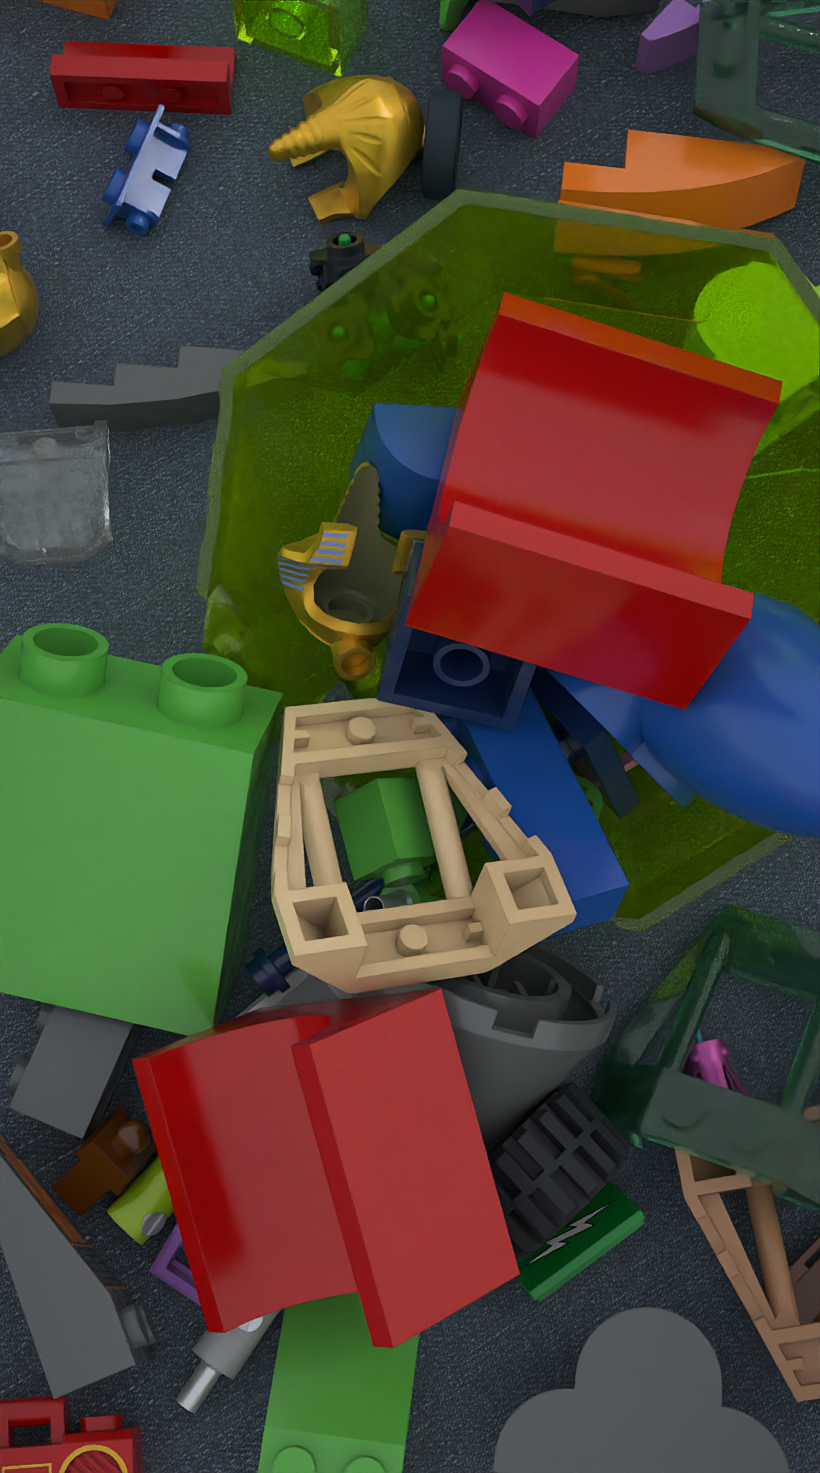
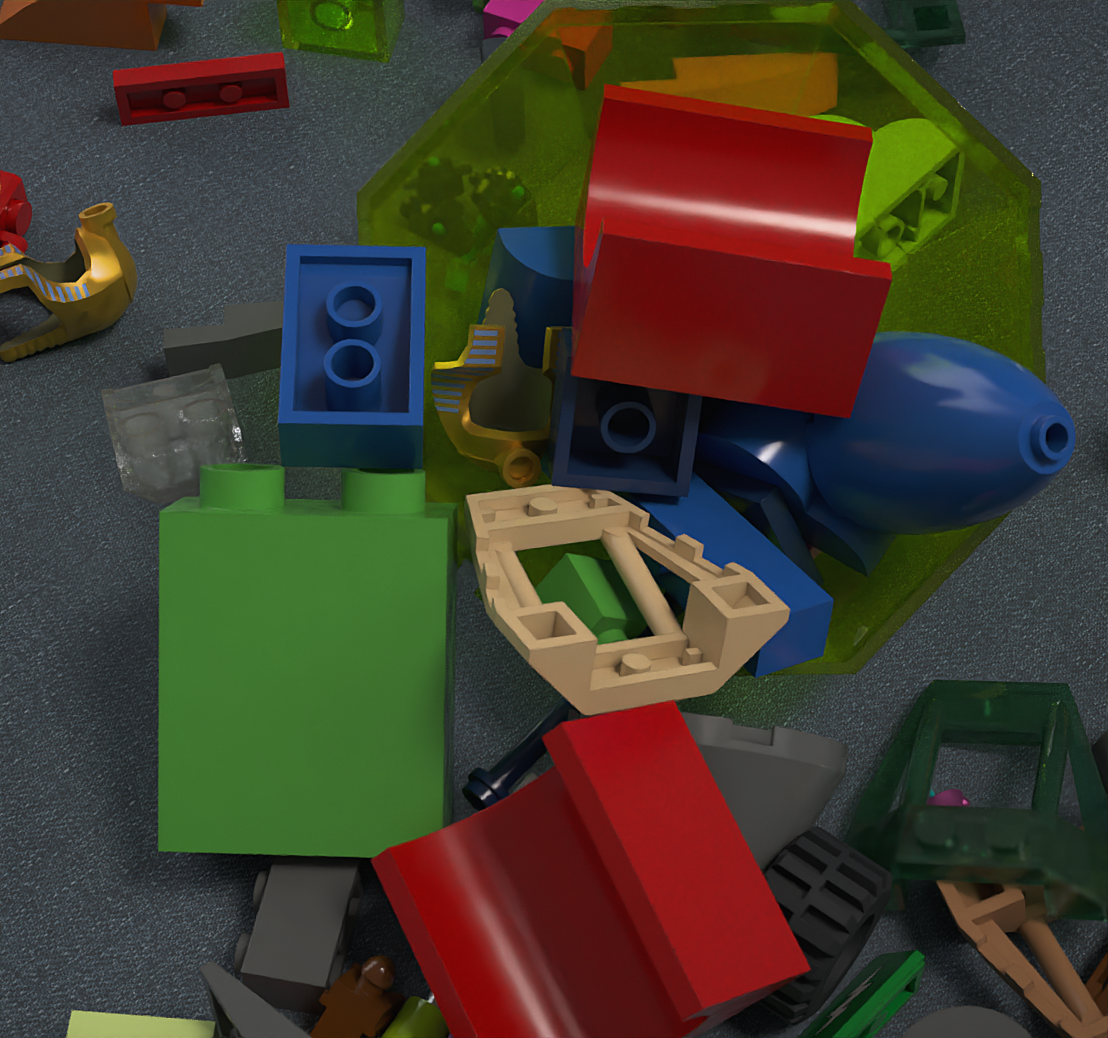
camera: 10 degrees left, 20 degrees down
(134, 193) = (208, 176): hinge -> none
(191, 545) = (353, 357): none -> blue slope
(373, 126) = (416, 70): pearl gold piece -> none

